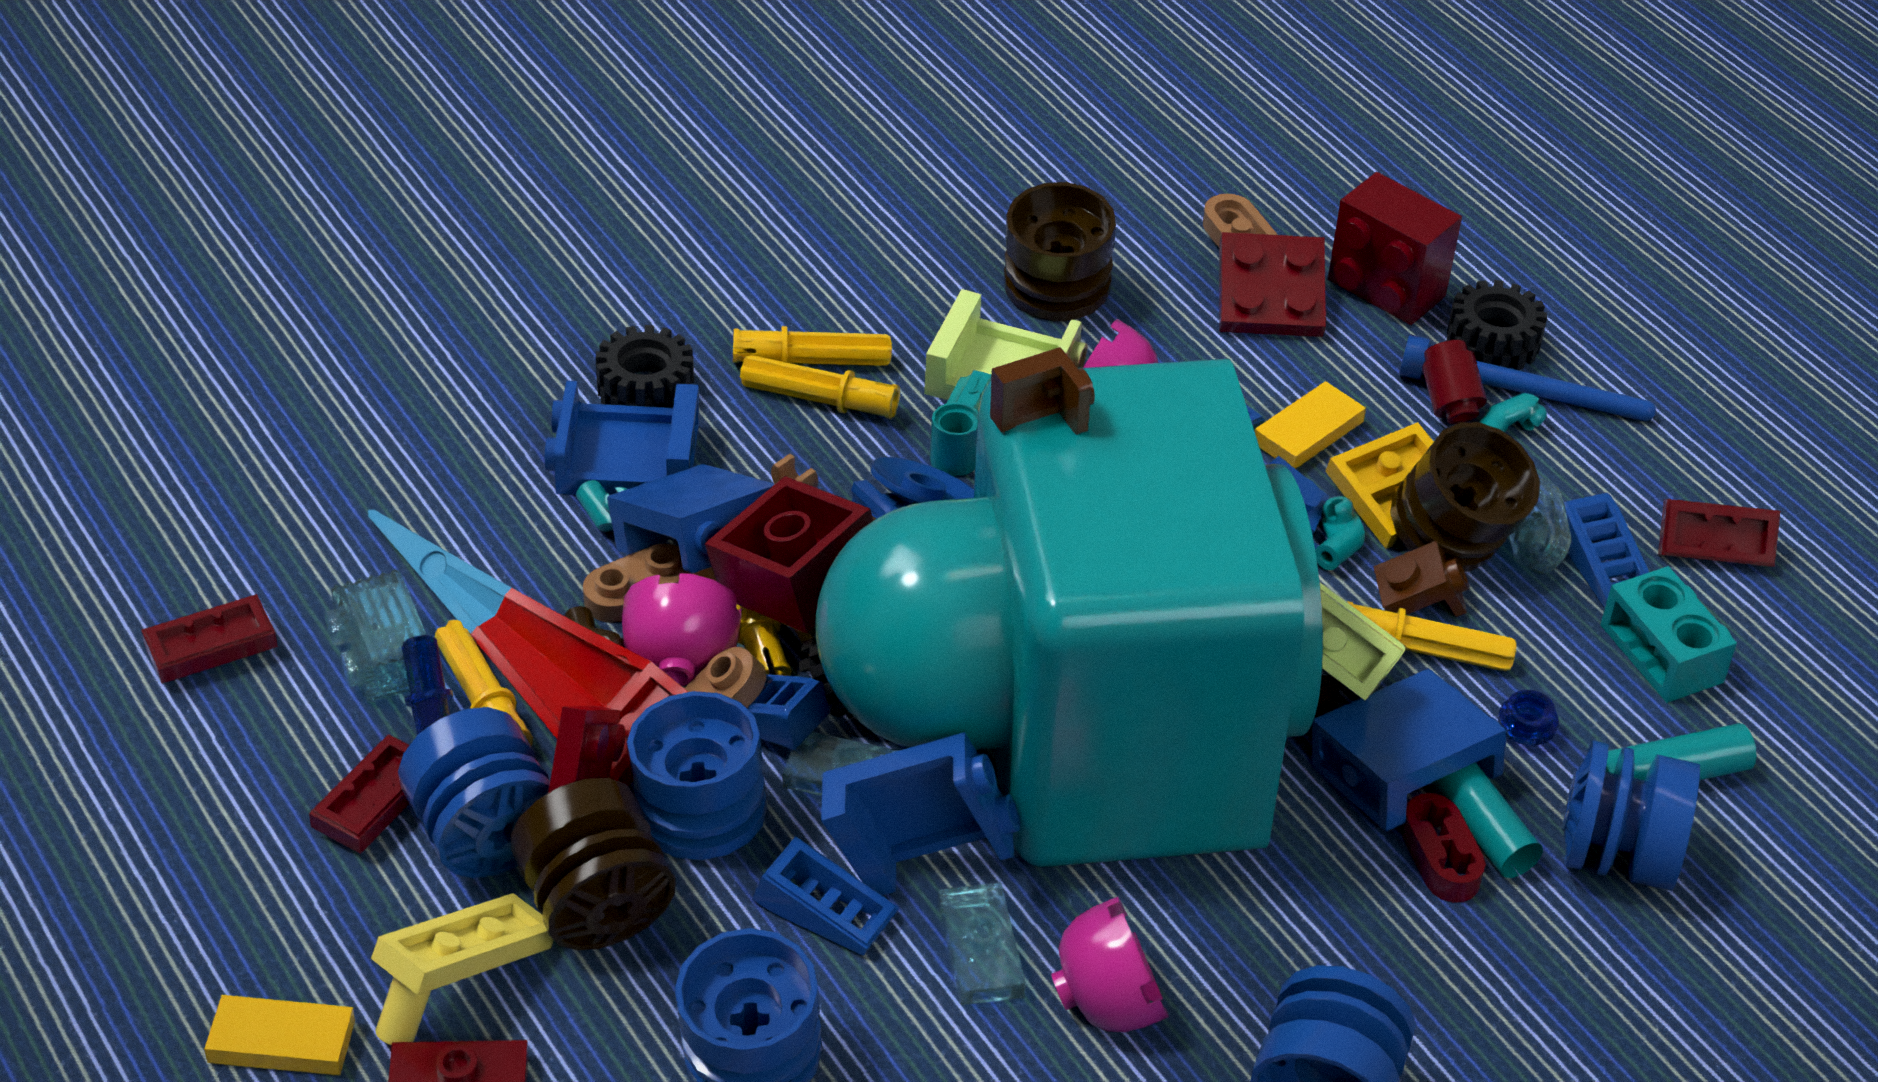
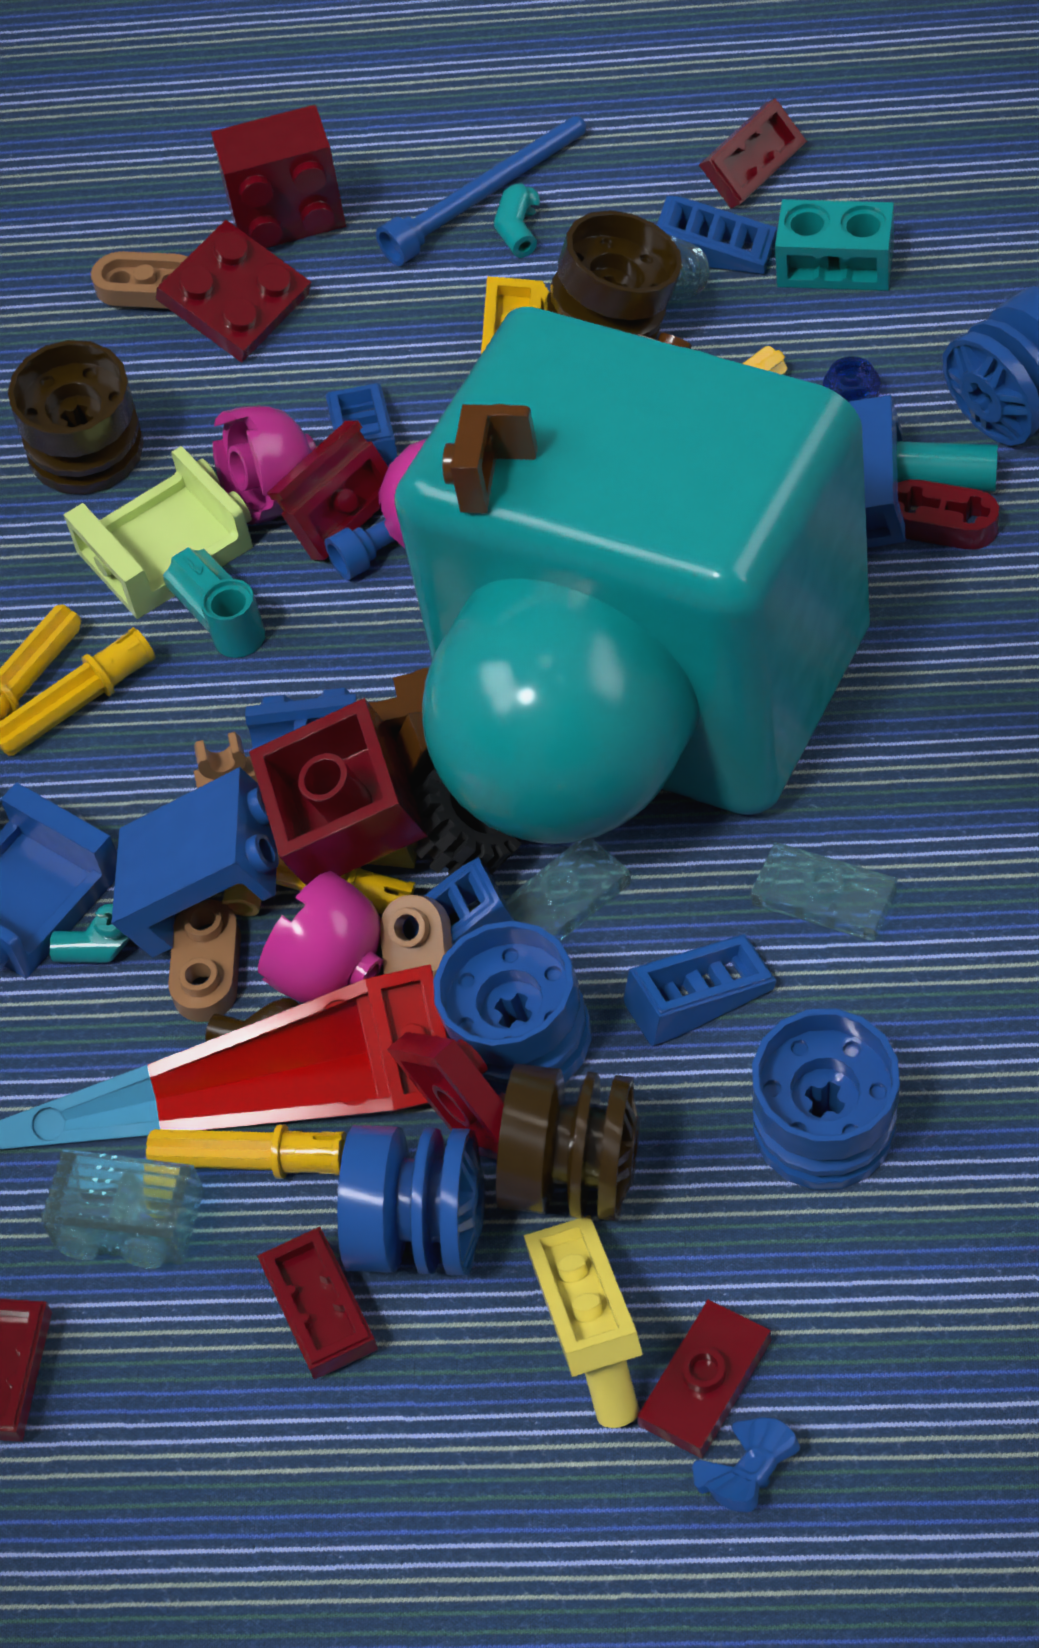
camera: 45 degrees left, 10 degrees up
(280, 1035) = (556, 1514): yellow tile -> none
(425, 680) = (243, 1195): clear blue axle -> none
(915, 806) = (687, 844): blue panel -> none
(917, 481) = (274, 669): blue dish -> none
(1107, 971) = (937, 804): dark pink cylinder -> none
(1310, 424) = (413, 356): yellow tile -> none
(1453, 381) = (458, 227): dark red brick -> none
(1516, 314) = (404, 147): black tyre -> none
(1716, 750) = (965, 304): teal piece -> none

